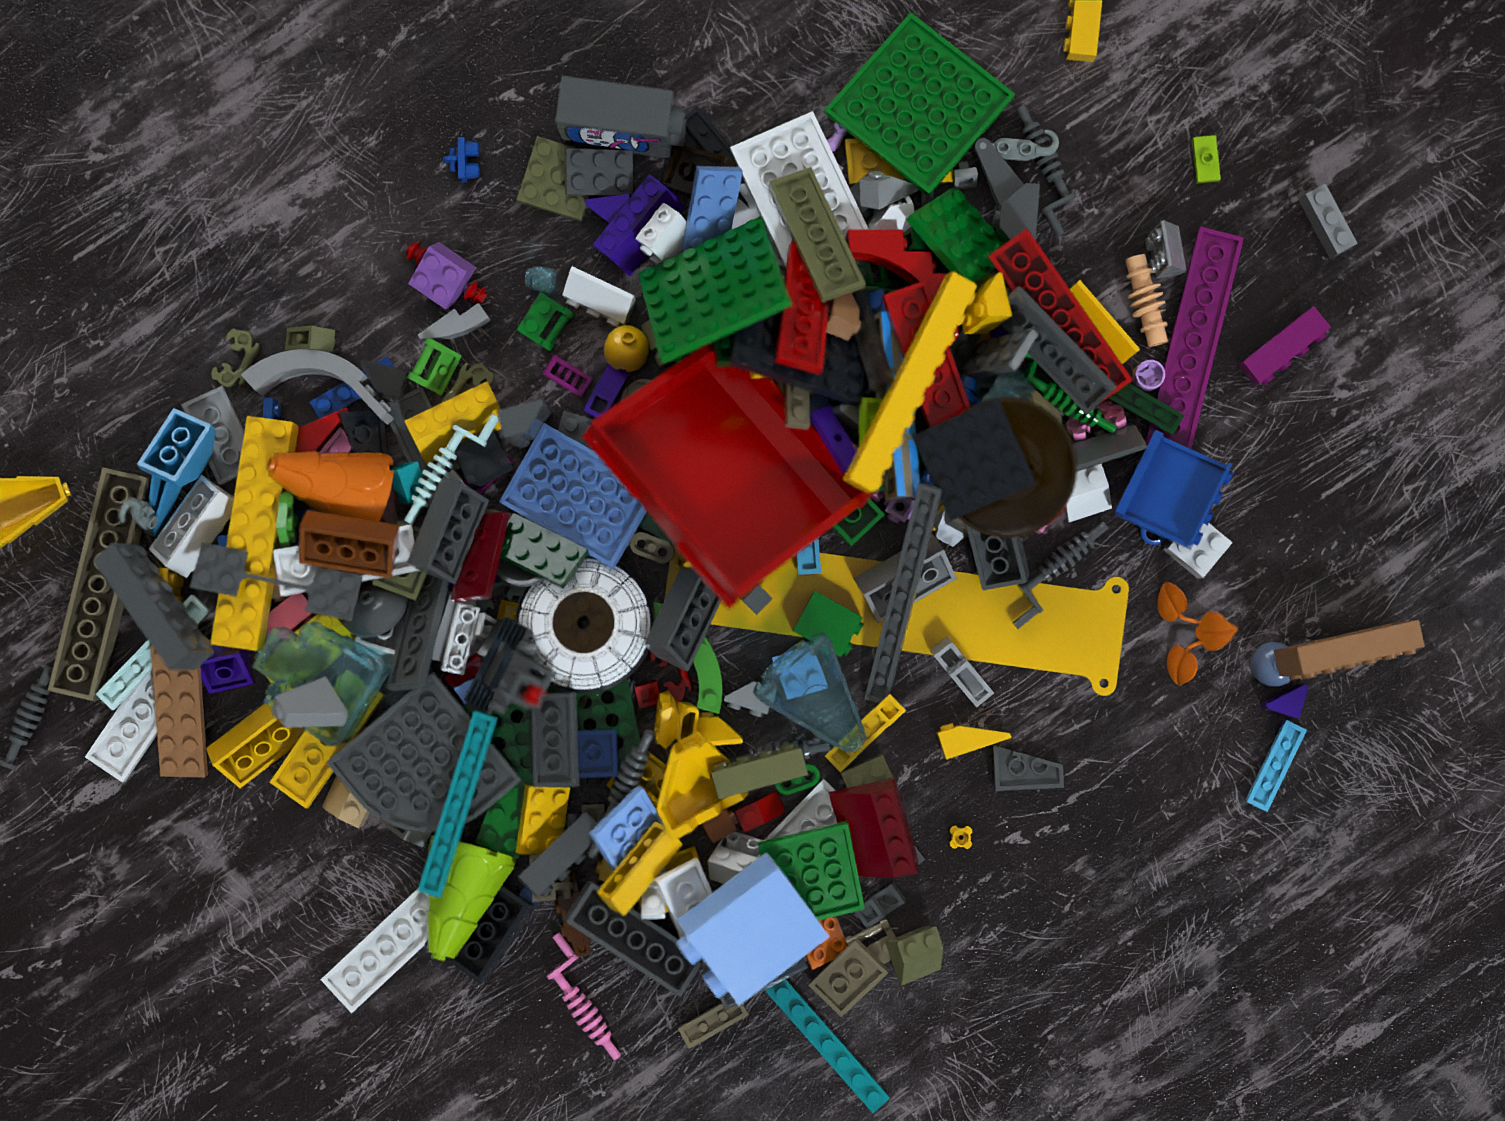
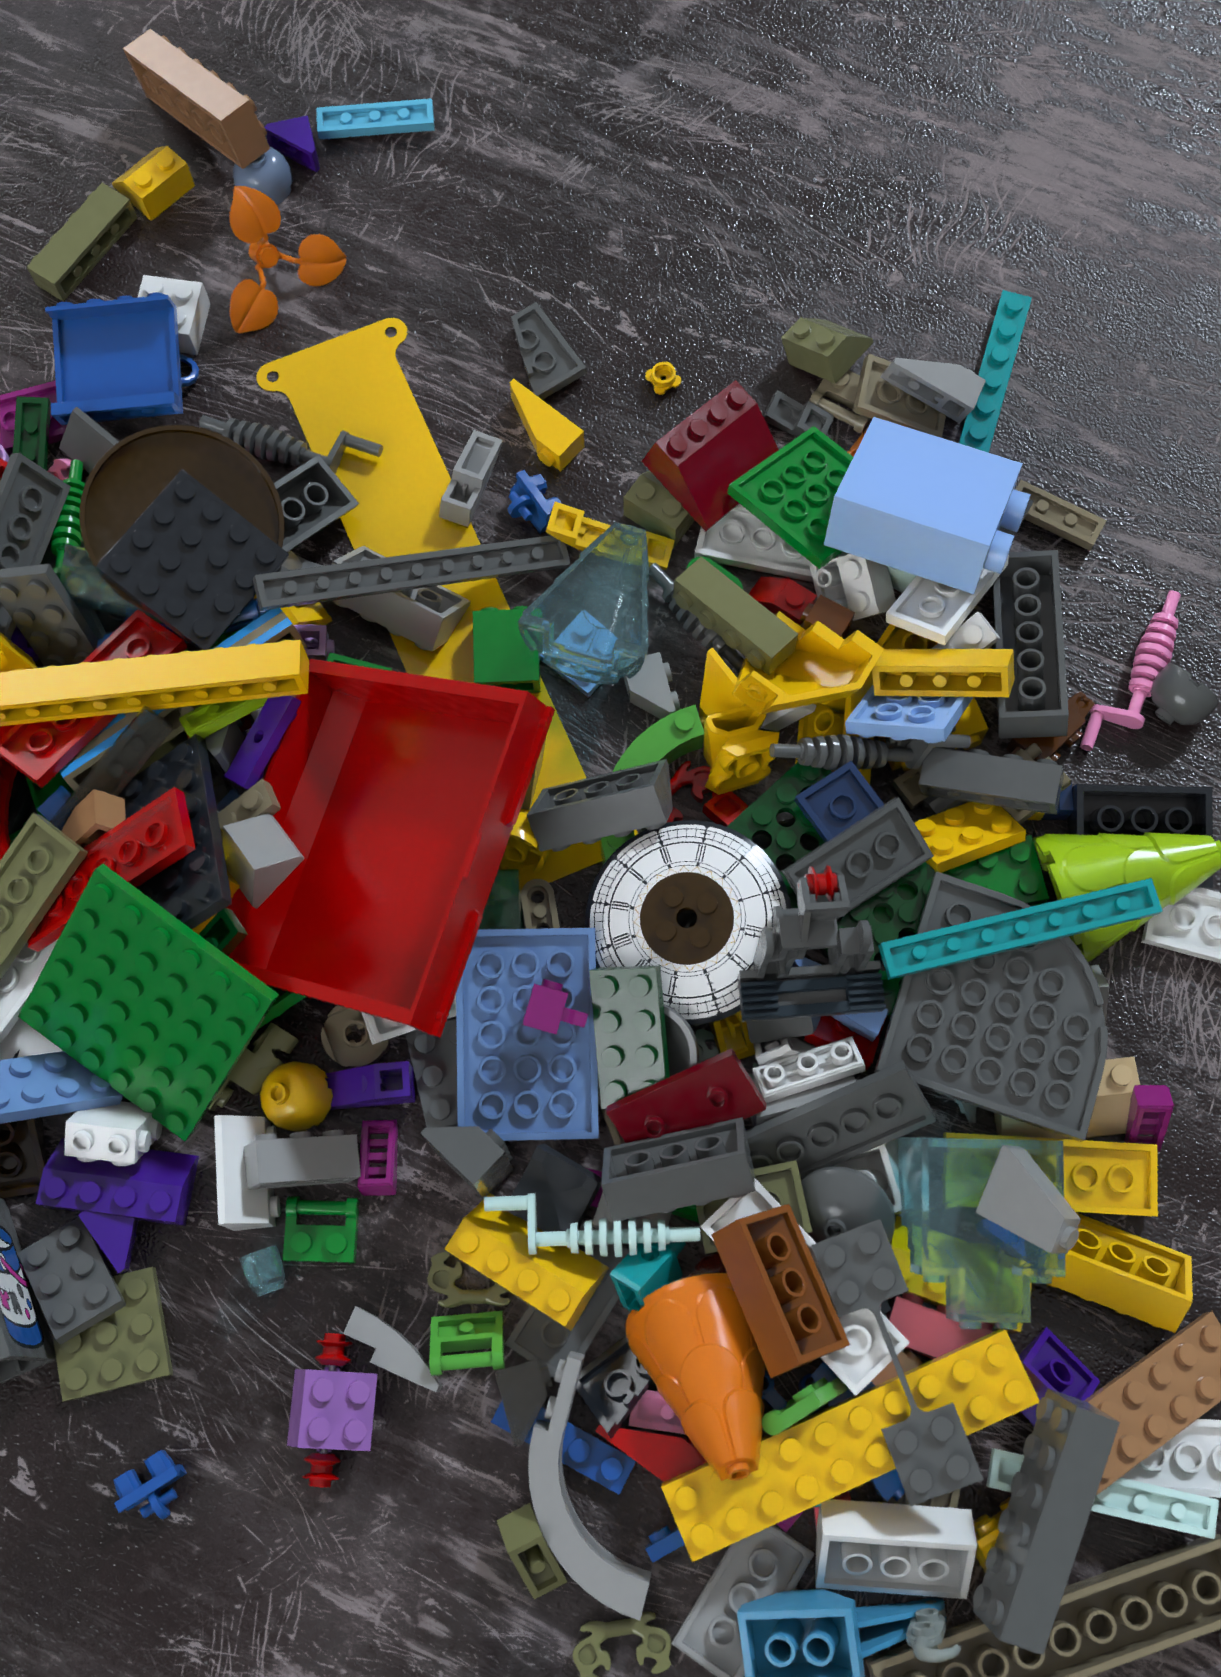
camera: 120 degrees left, 15 degrees down
(323, 814) = (1149, 1114): none -> magenta slope
(548, 1009) = (1181, 697): none -> dark grey cylinder
(579, 513) = (548, 1008): none -> magenta brick
(584, 331) = (301, 1160): none -> light grey brick
(761, 399) = (259, 856): none -> light grey slope
(834, 1009) = (940, 385): none -> light grey slope
(920, 697) = (529, 500): none -> blue hips
(1291, 518) = (82, 242): none -> olive brick
(1315, 590) = (155, 181): none -> yellow slope

